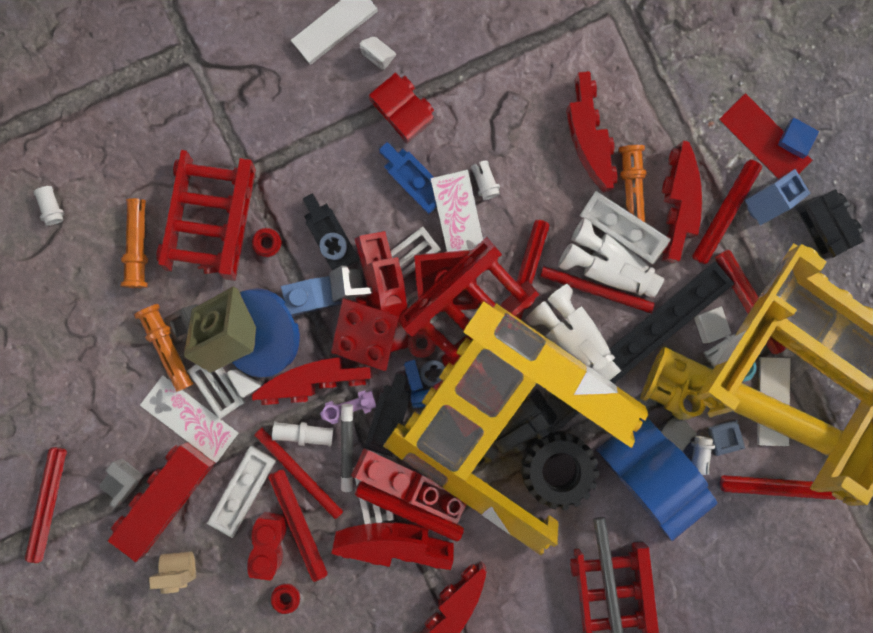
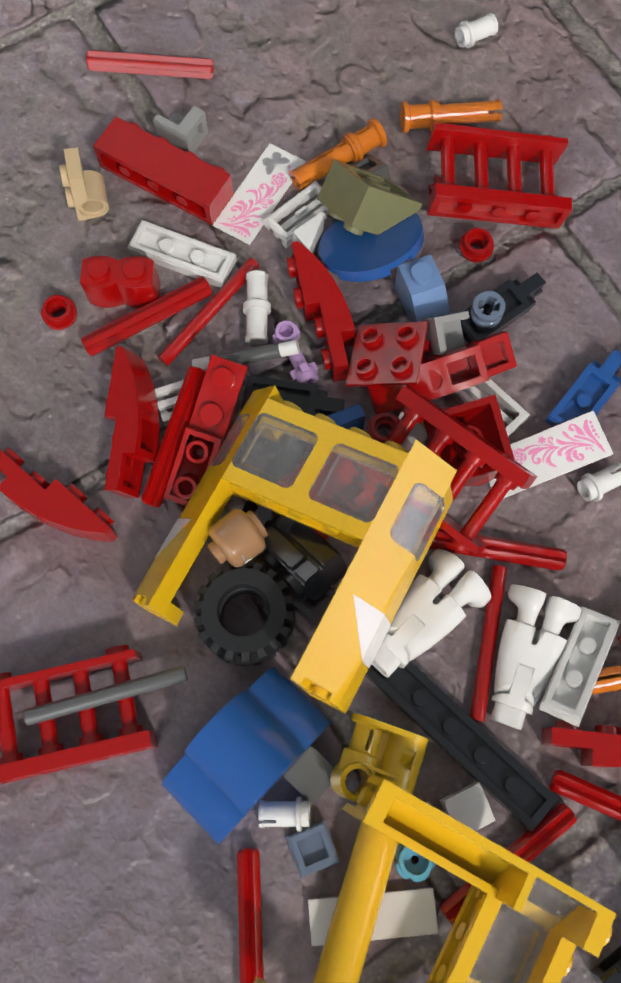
camera: 85 degrees right, 15 degrees down
(506, 471) = (237, 538): none -> medium nougat head

